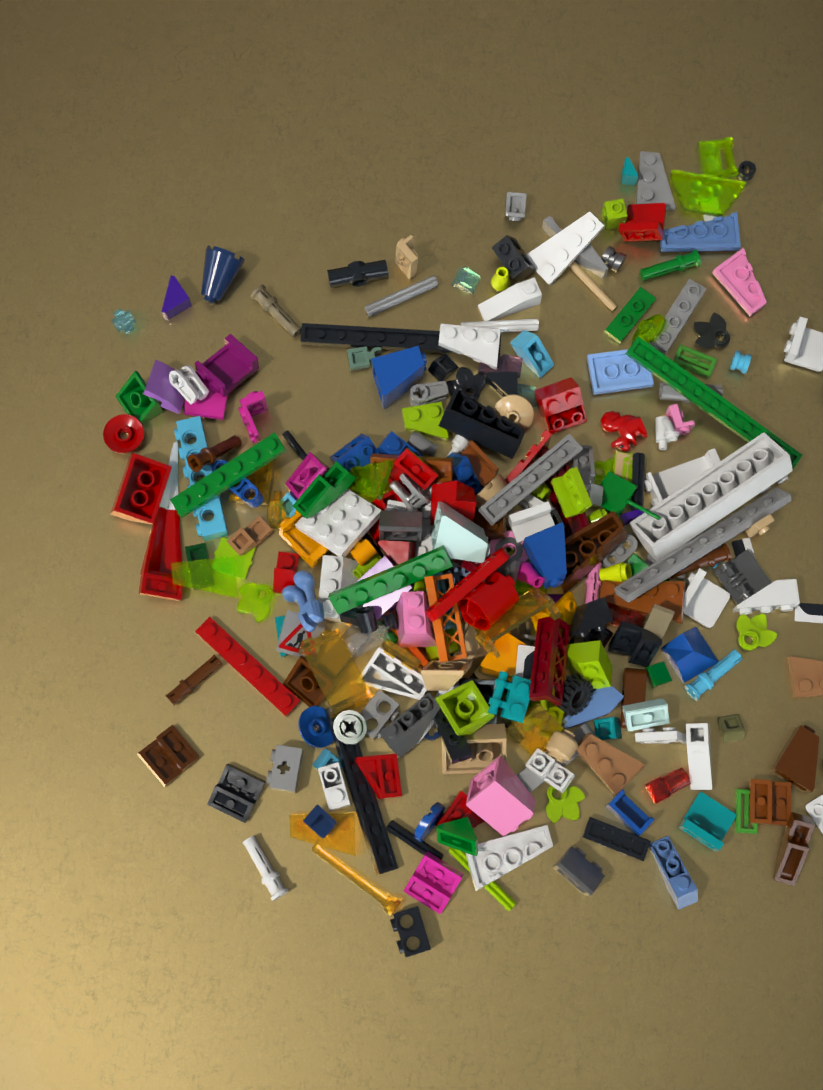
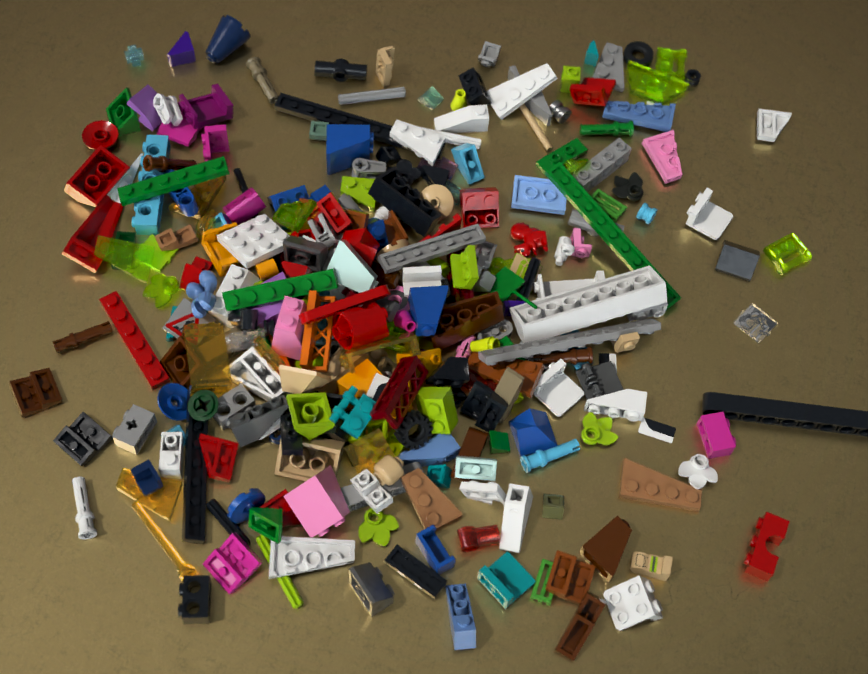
camera: 10 degrees right, 15 degrees down
(324, 490) = (251, 213): green slope -> none
(679, 146) = (638, 46): none -> black tyre

